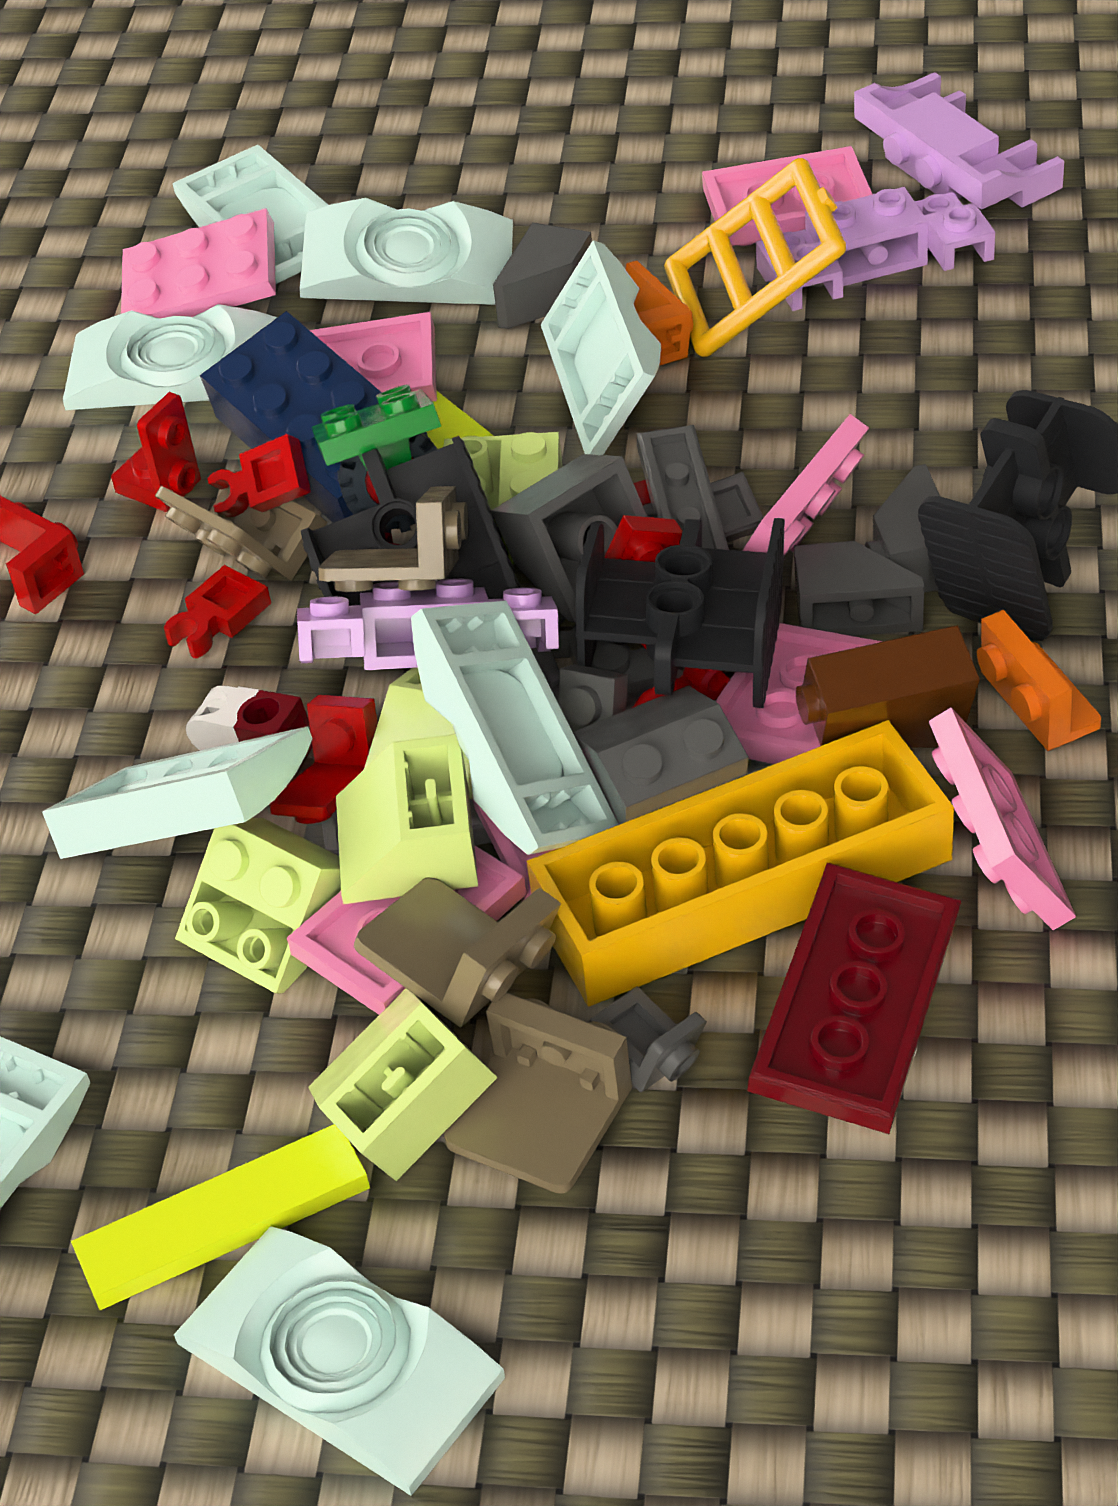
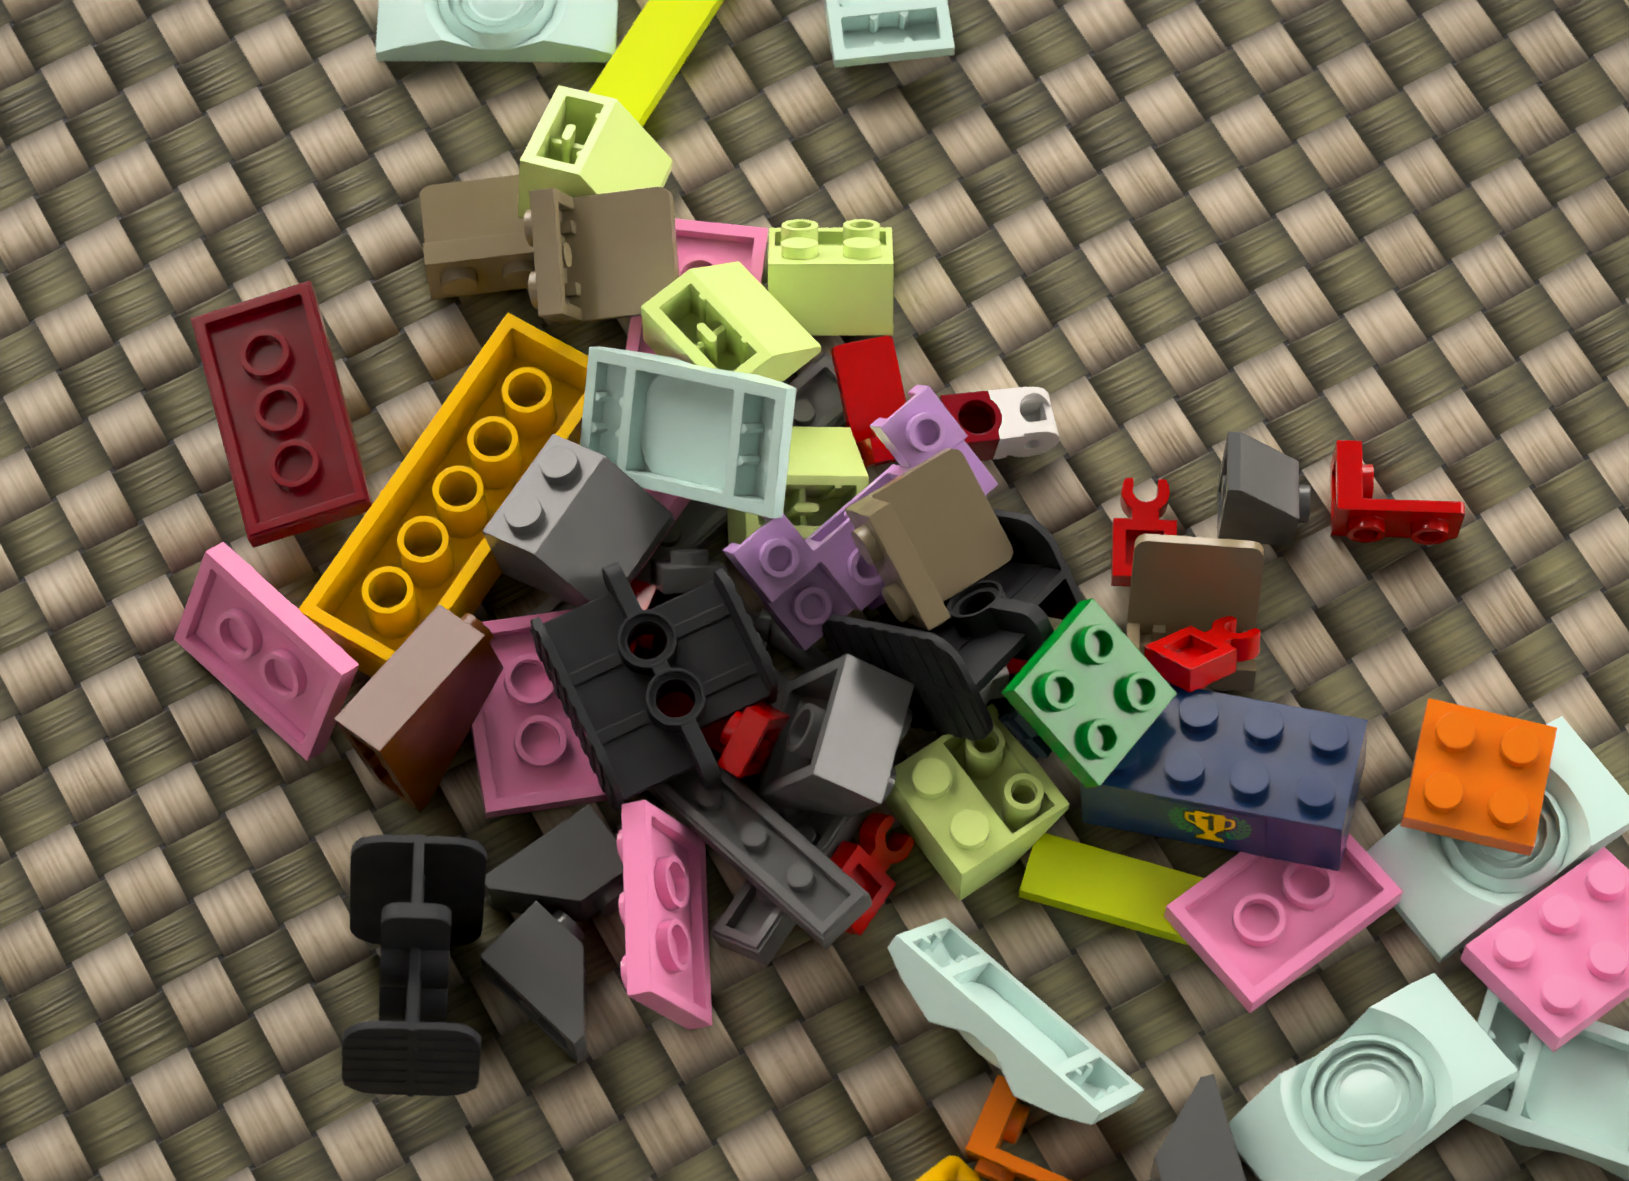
camera: 140 degrees right, 20 degrees up
(117, 581) = (1259, 493): none -> dark grey slope
(155, 357) = (1479, 777): none -> orange plate
(164, 458) = (1360, 669): red bracket -> none
(178, 794) = (960, 287): light aqua slope -> none
(653, 1040) = (436, 323): dark grey bracket -> none
(1033, 684) = (313, 836): orange bracket -> none

